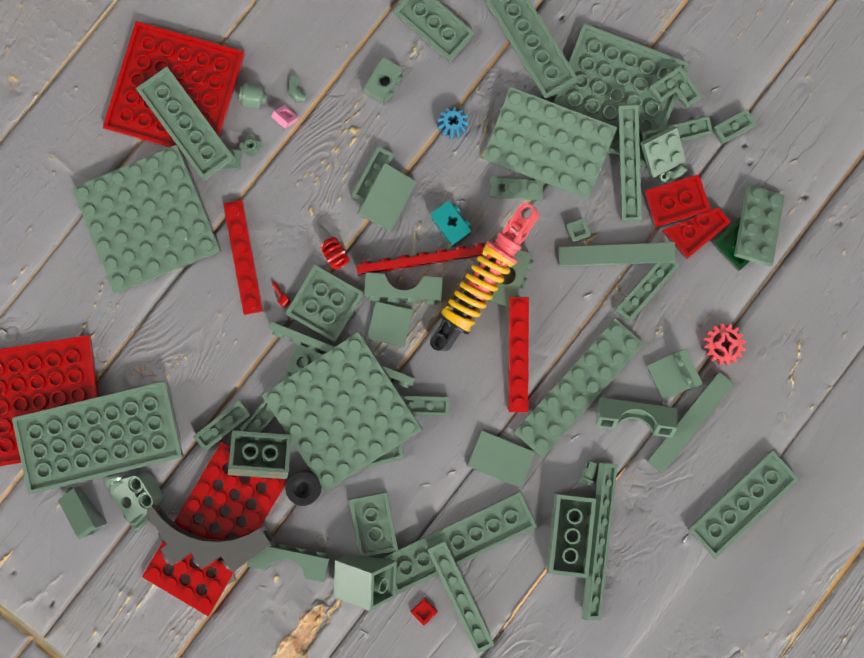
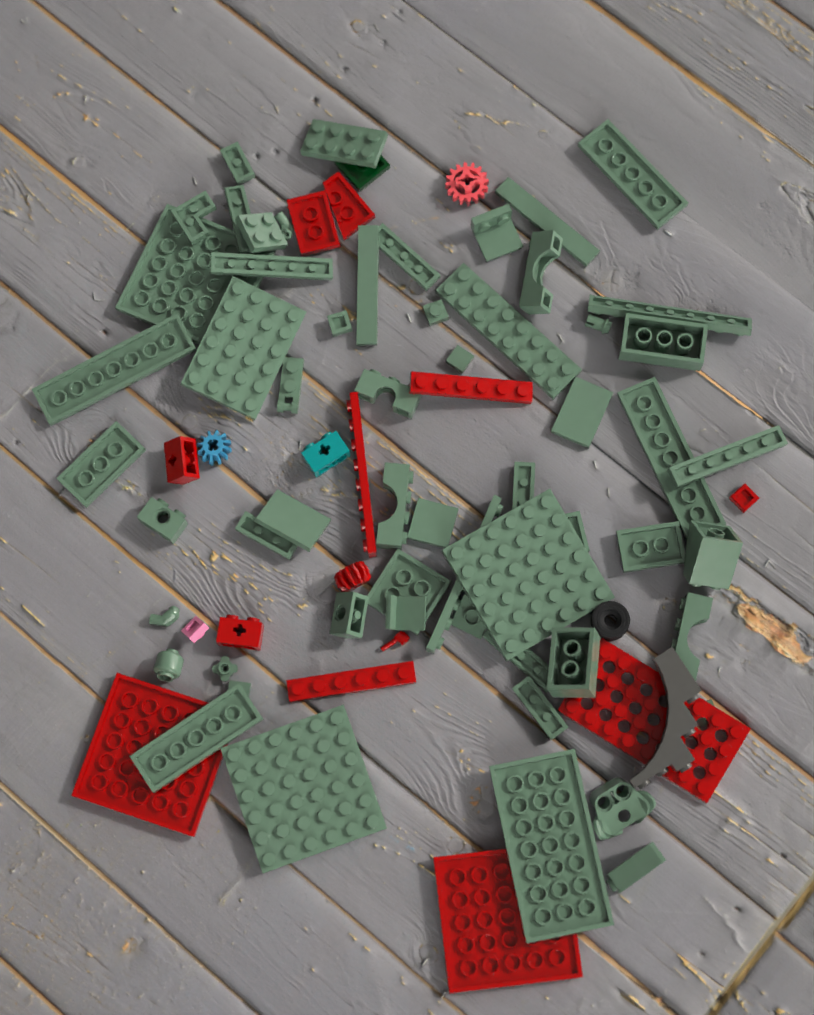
camera: 80 degrees left, 10 degrees down
(278, 147) = (228, 636): none -> red brick
(299, 251) = (349, 615): none -> sand green brick
(301, 301) = (405, 613): none -> sand green piece
(438, 93) = (181, 460): none -> red brick
(484, 279) = (391, 417): piece -> none
(548, 343) = (459, 359): none -> sand green tile
(593, 319) = (435, 312): none -> sand green plate

